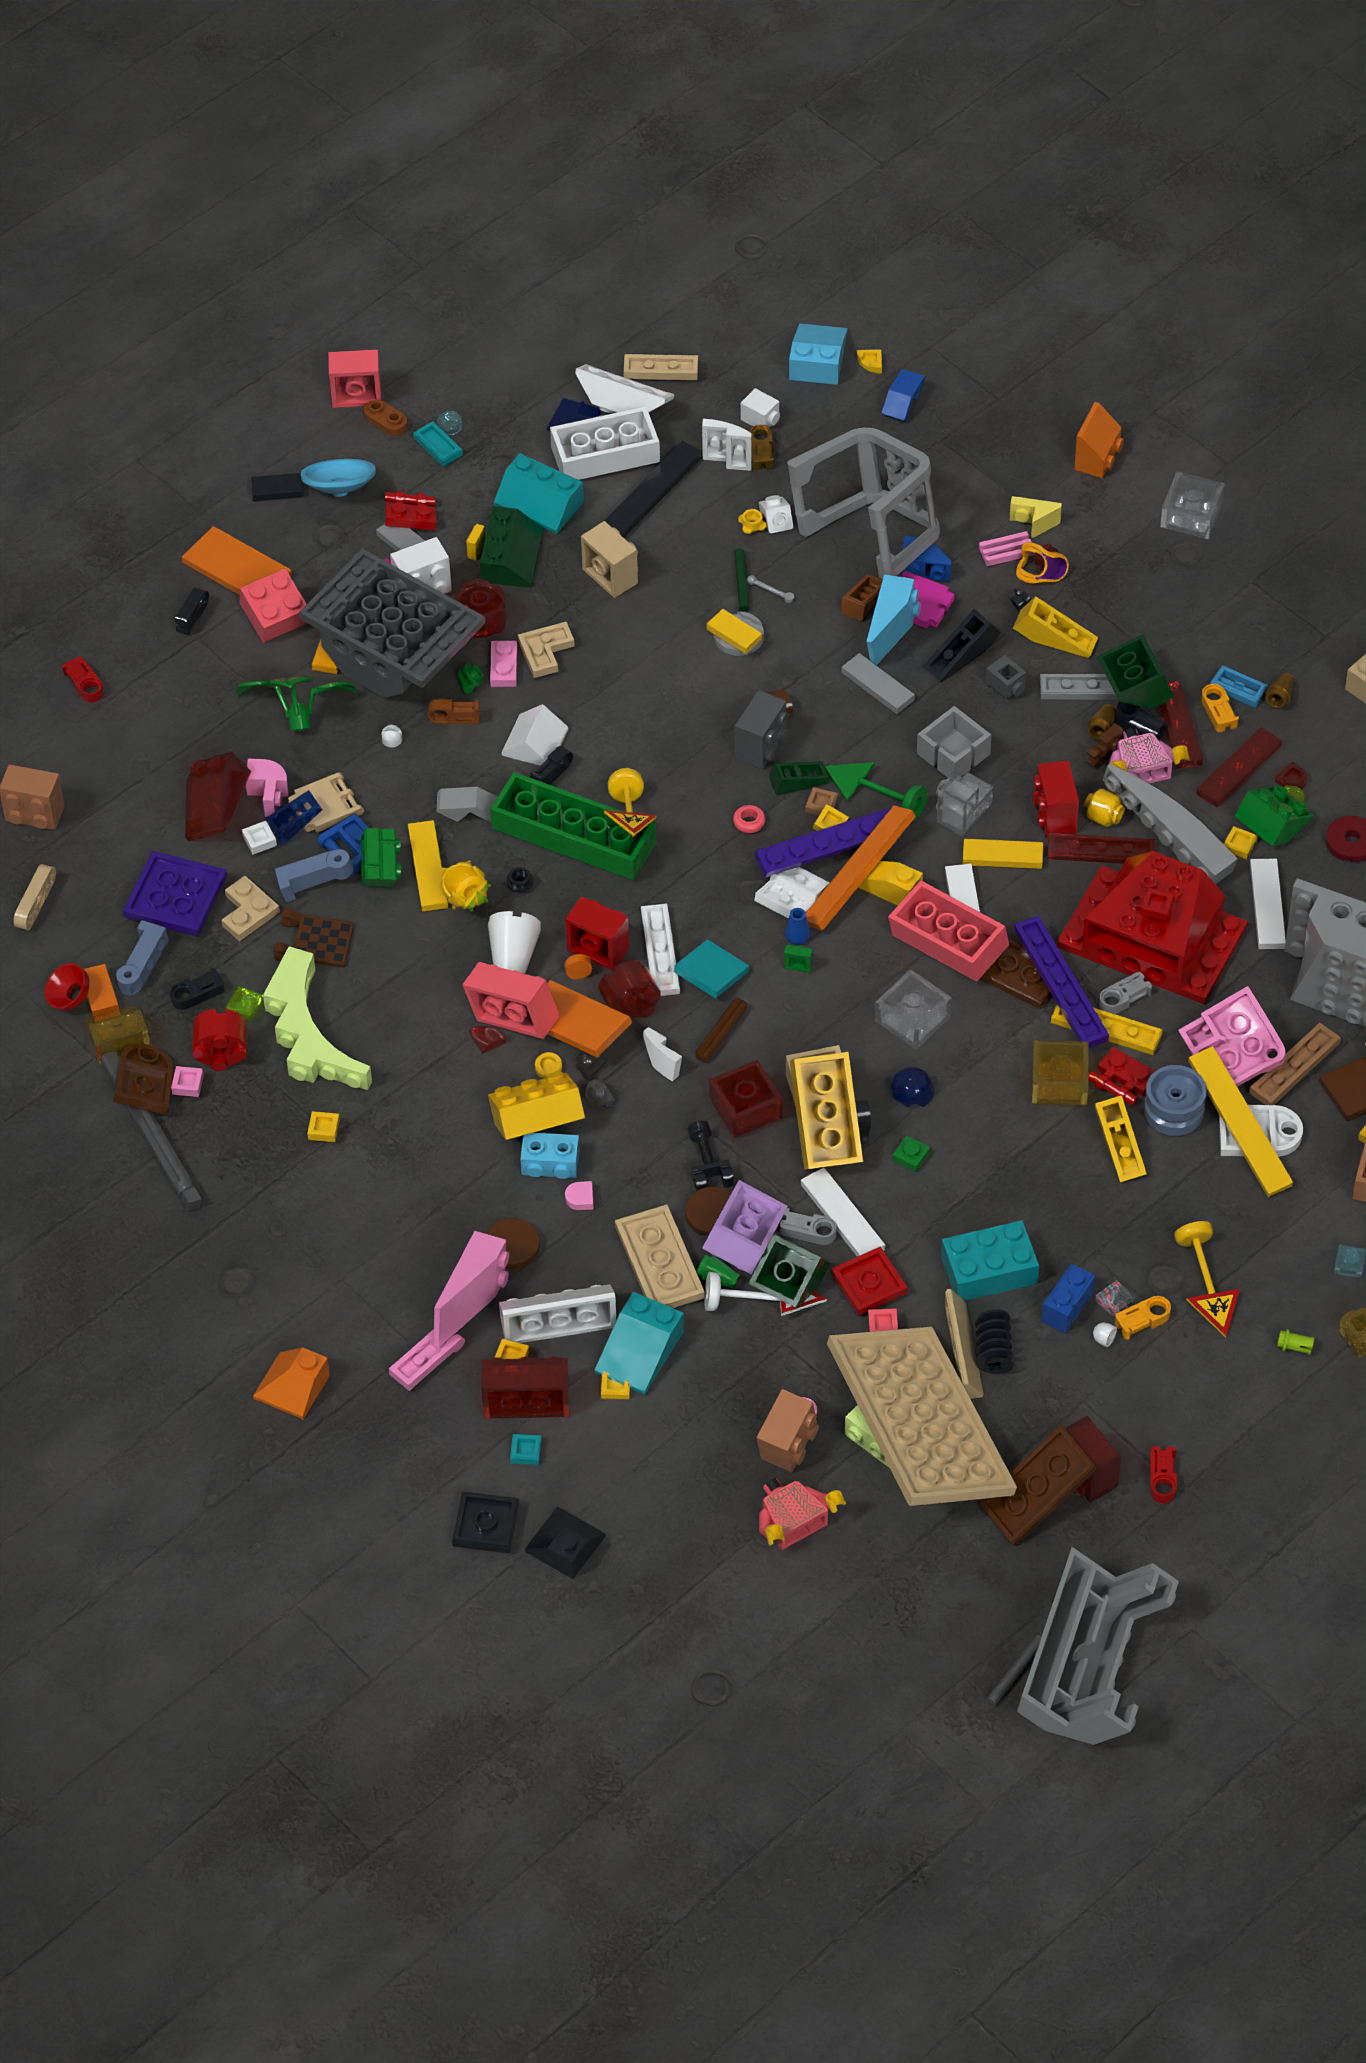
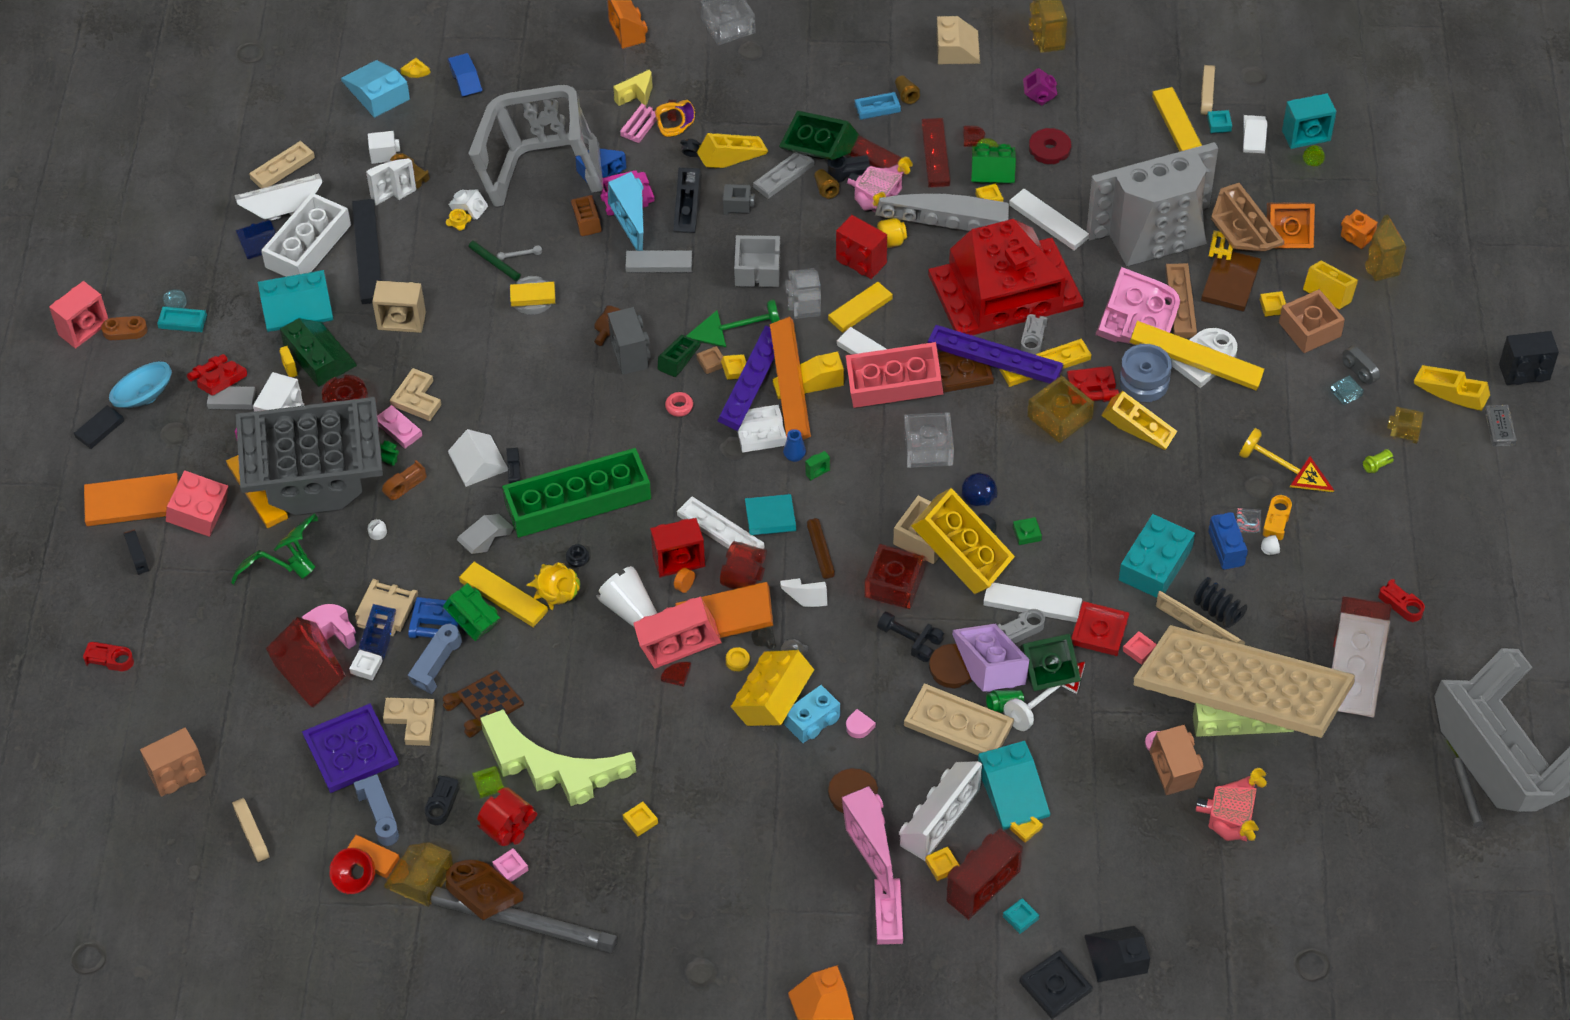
camera: 45 degrees left, 0 degrees up
(625, 787) = (580, 442): yellow piece -> none
(1096, 848) = (914, 260): clear red tile -> none
(1106, 745) = (847, 193): reddish brown plate -> none
(1219, 710) = (883, 127): light orange piece -> none

